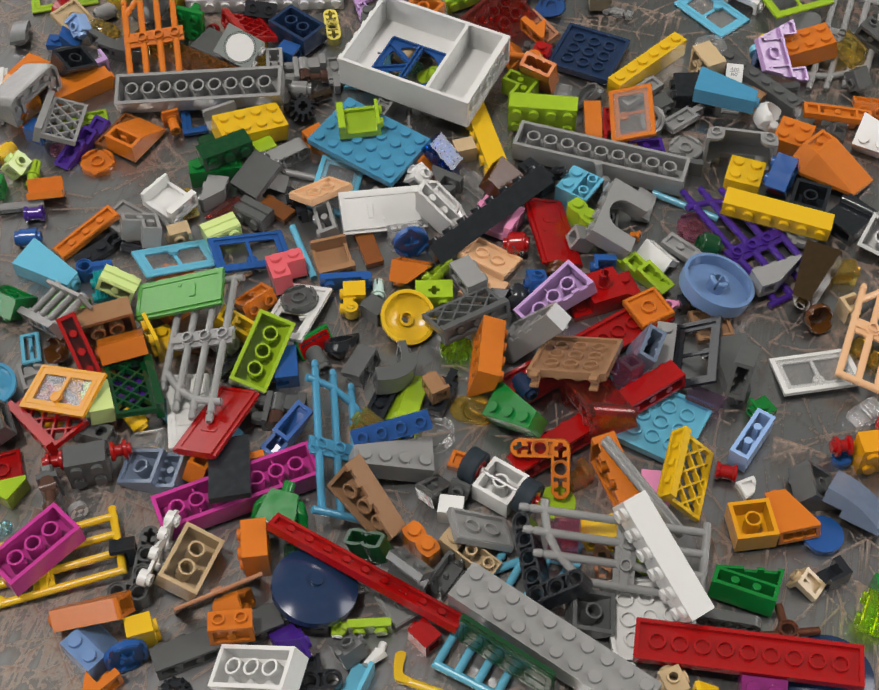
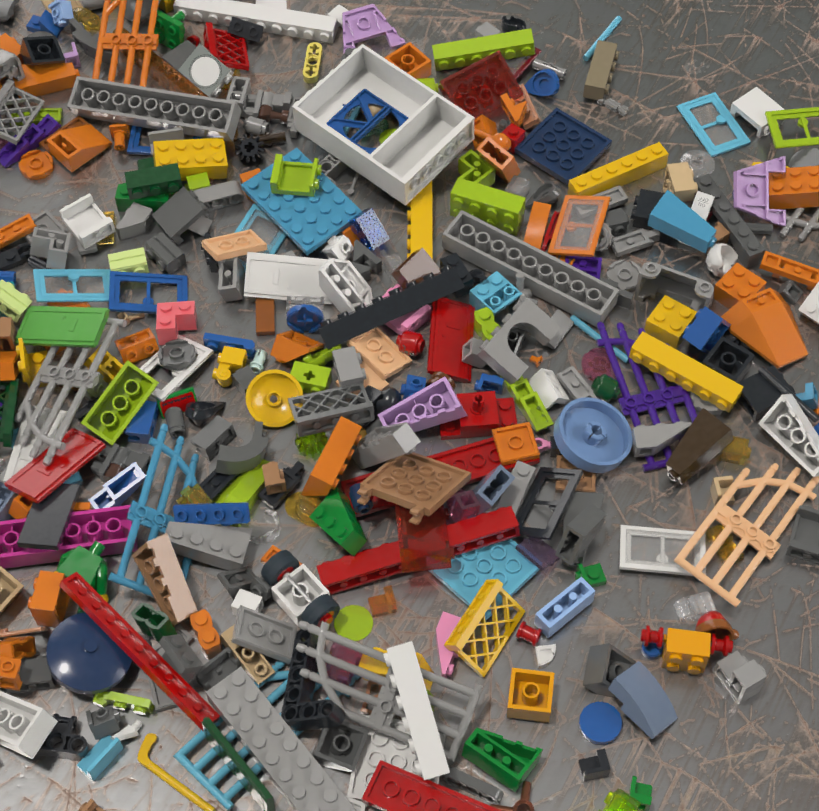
camera: 15 degrees right, 5 degrees up
(178, 233) = (86, 258): tan brick -> none
(222, 207) = (137, 240): clear red piece -> none
(282, 211) = (193, 255): dark orange tile -> none
(290, 50) = (259, 81): blue brick -> none
(291, 636) = (52, 699): dark purple slope -> none
(297, 238) = (200, 304): medium azure bar -> none
(298, 28) = (274, 60): dark blue brick -> none
(301, 175) = (223, 219): light grey bar -> none
(332, 255) = (226, 315): medium nougat panel -> none
(424, 636) = (178, 726): red brick -> none
(466, 148) = (396, 228): tan brick -> none
(550, 452) = (359, 575): orange beam -> none
(611, 477) = (418, 611): orange wedge -> none
(639, 481) = (432, 627): light grey axle -> none
(792, 518) = (571, 698): orange slope -> none
(806, 582) = (563, 767): tan bracket -> none
(818, 318) = (686, 494): reddish brown hair -> none

